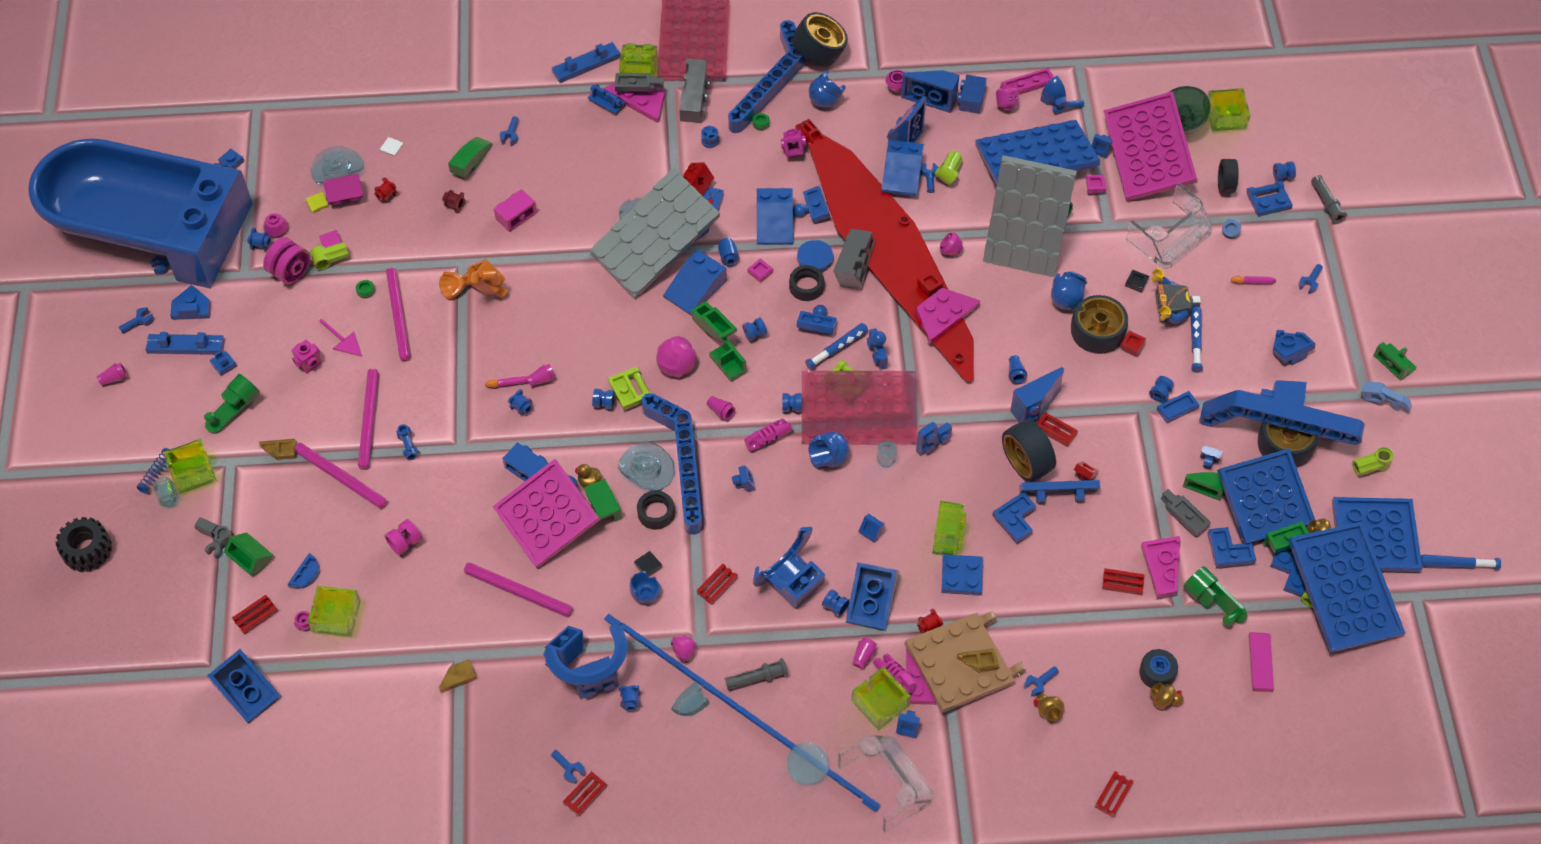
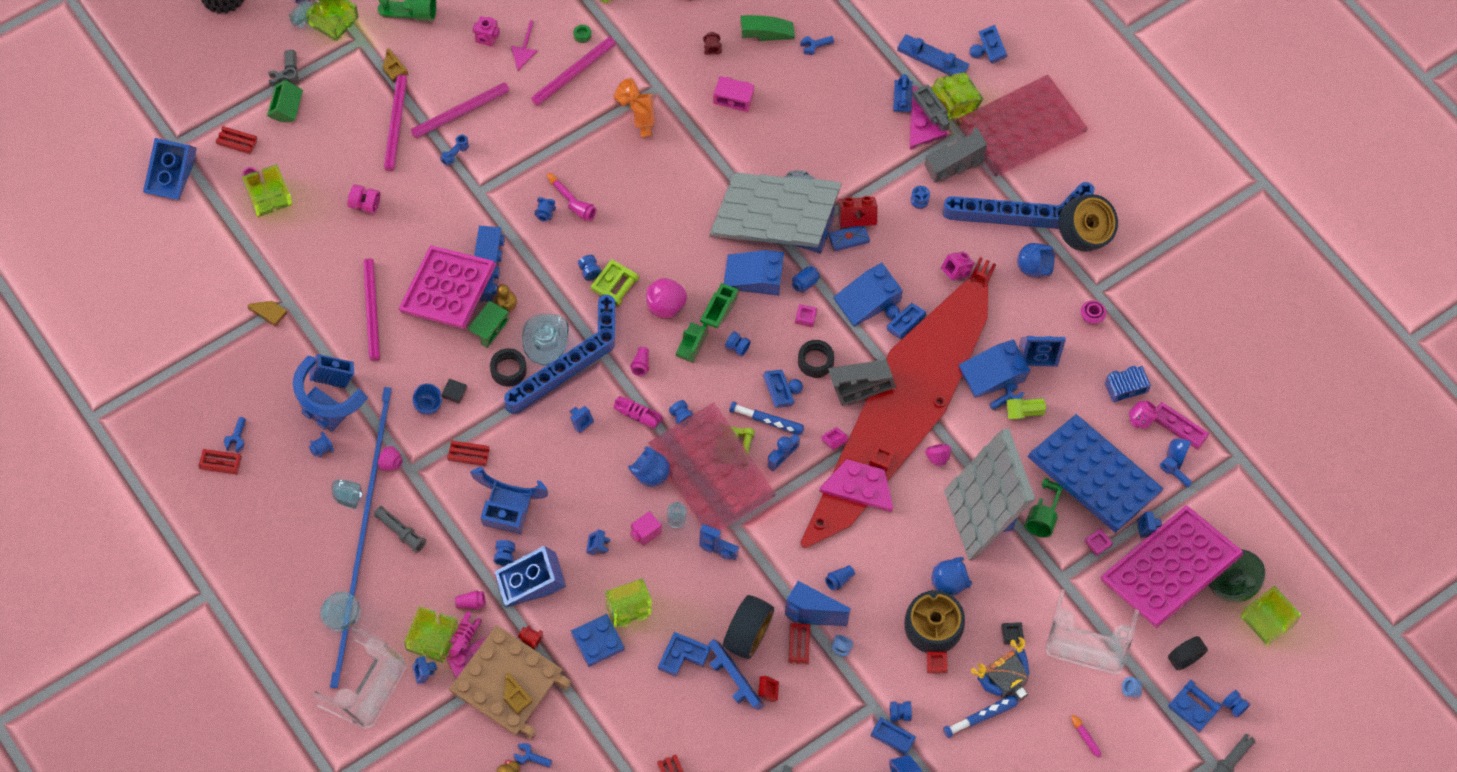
camera: 55 degrees right, 5 degrees up
(305, 574) = (294, 152): blue tile -> none
(607, 18) = (991, 44): none -> blue plate
(761, 121) = (969, 228): green tile -> none
(816, 254) = (851, 349): blue tile -> none
(882, 483) = (645, 528): none -> dark pink brick
(888, 308) = (834, 438): none -> dark pink tile
(938, 87) = (1103, 346): blue slope -> none
(1078, 397) = (842, 643): none -> medium blue tile

